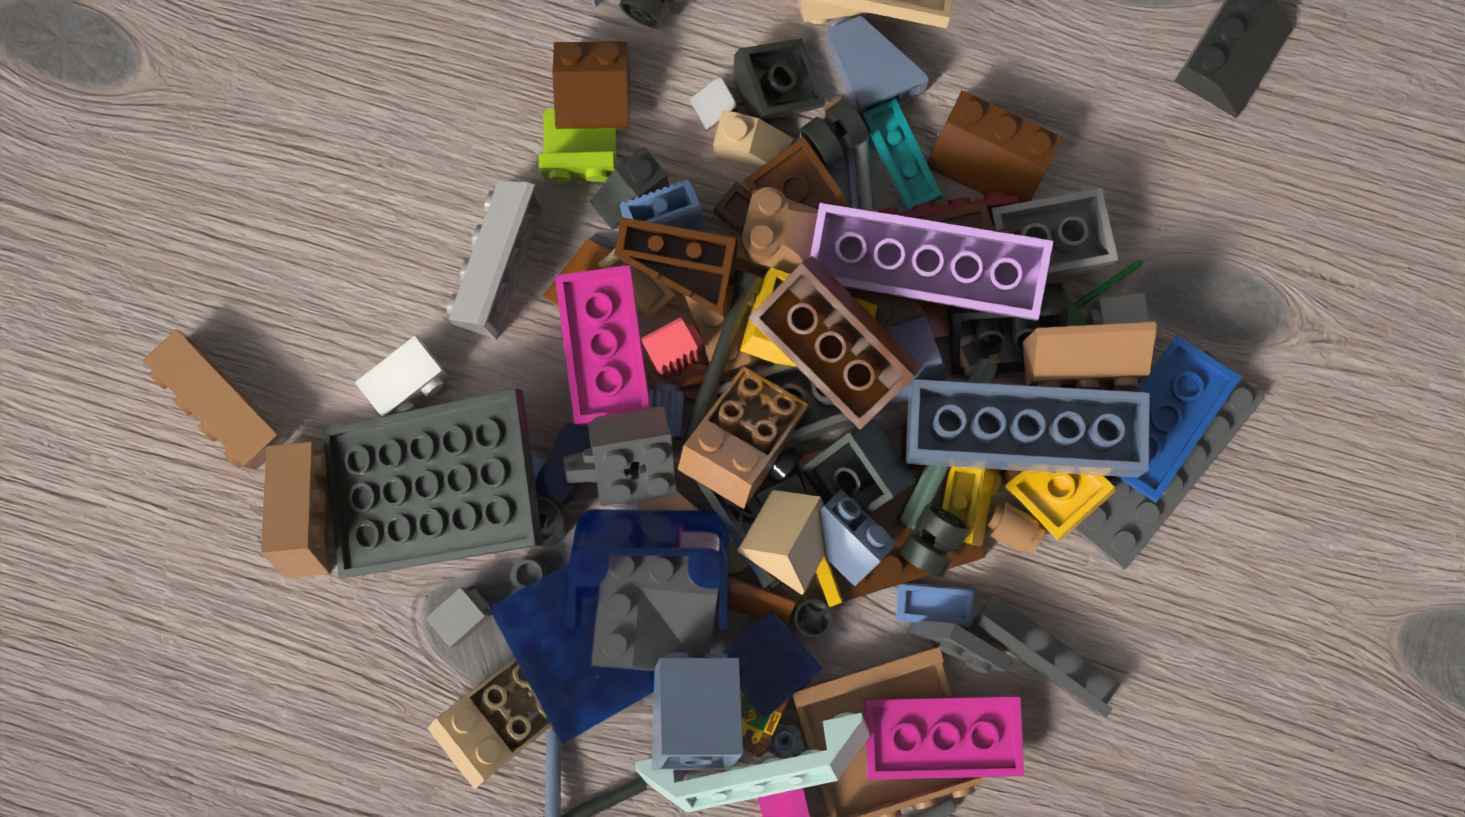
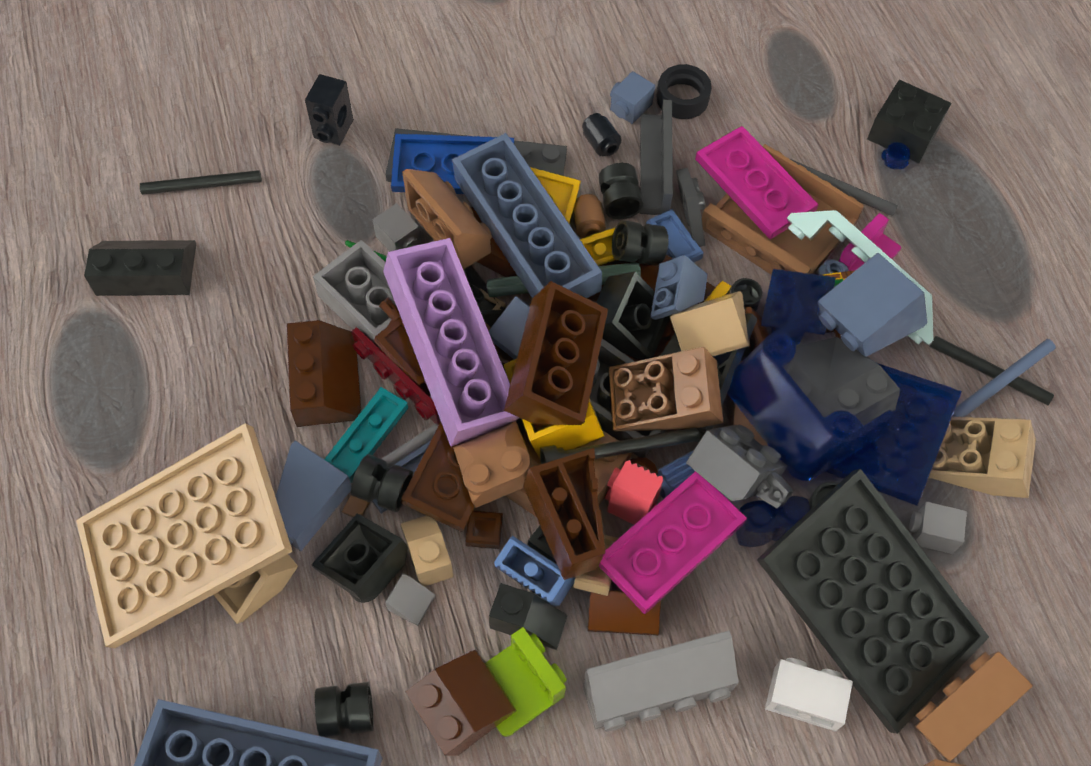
camera: 130 degrees left, 20 degrees down
(1029, 583) = (620, 191): none -> pearl dark grey wheel
(1116, 616) = (601, 134): none -> black brick
(1149, 687) = (632, 97): none -> sand blue brick
(1152, 758) = (689, 76): none -> black tyre
(1313, 159) = (200, 182): none -> pearl dark grey bar
(1324, 329) = (329, 109): none -> black brick

